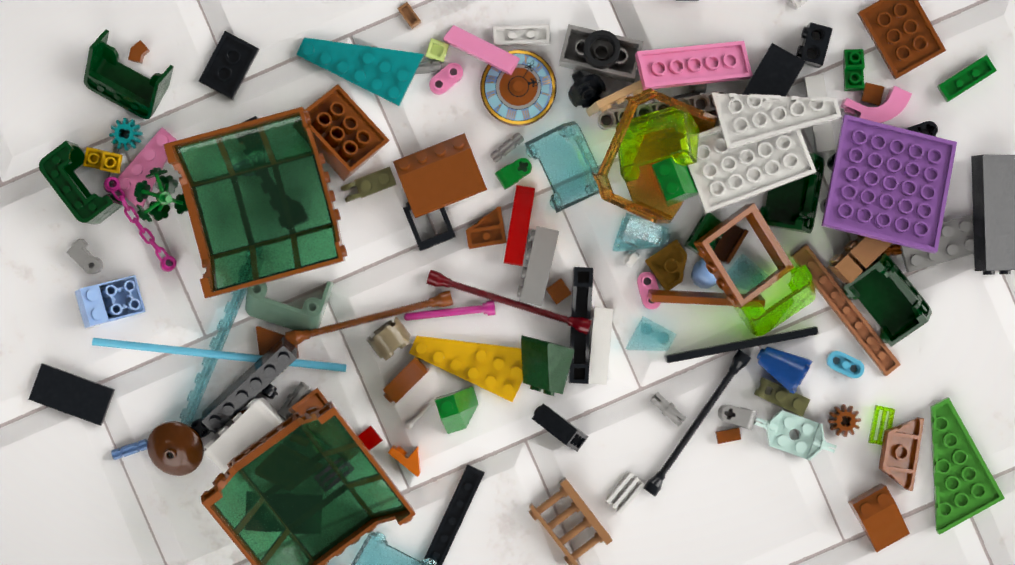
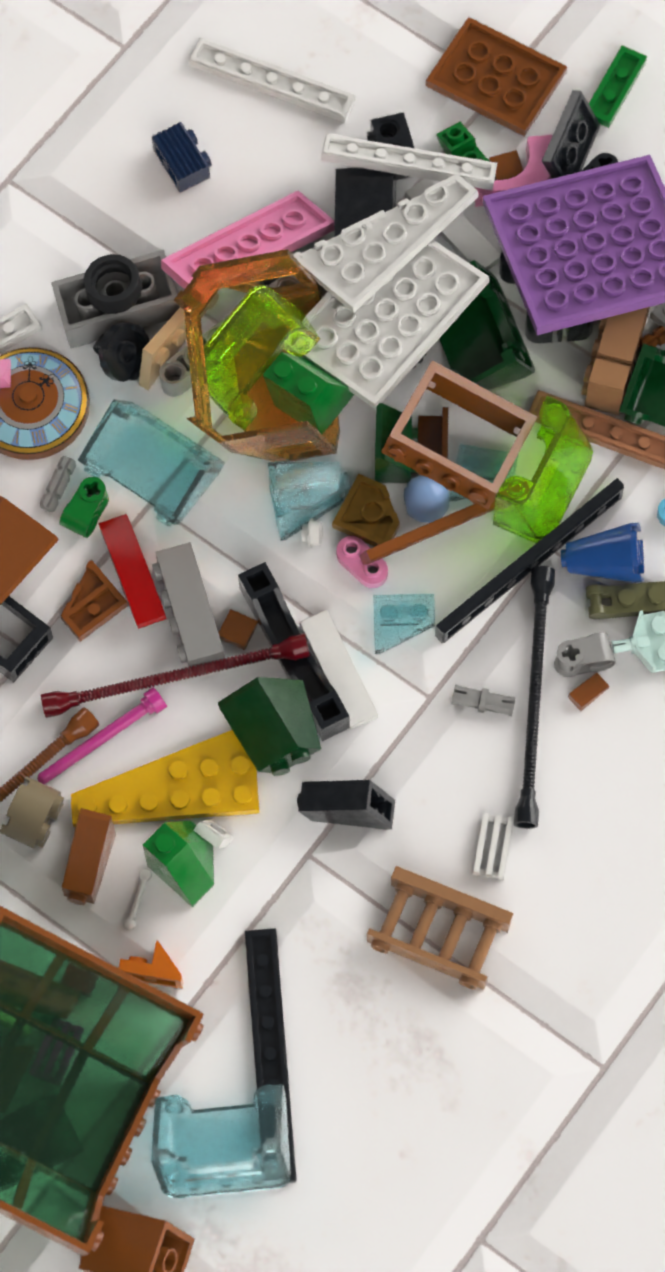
camera: 25 degrees left, 20 degrees down
(480, 402) = (213, 833): none -> white tile
(816, 64) = (407, 161): none -> white tile
(918, 103) = (571, 138): none -> black tile

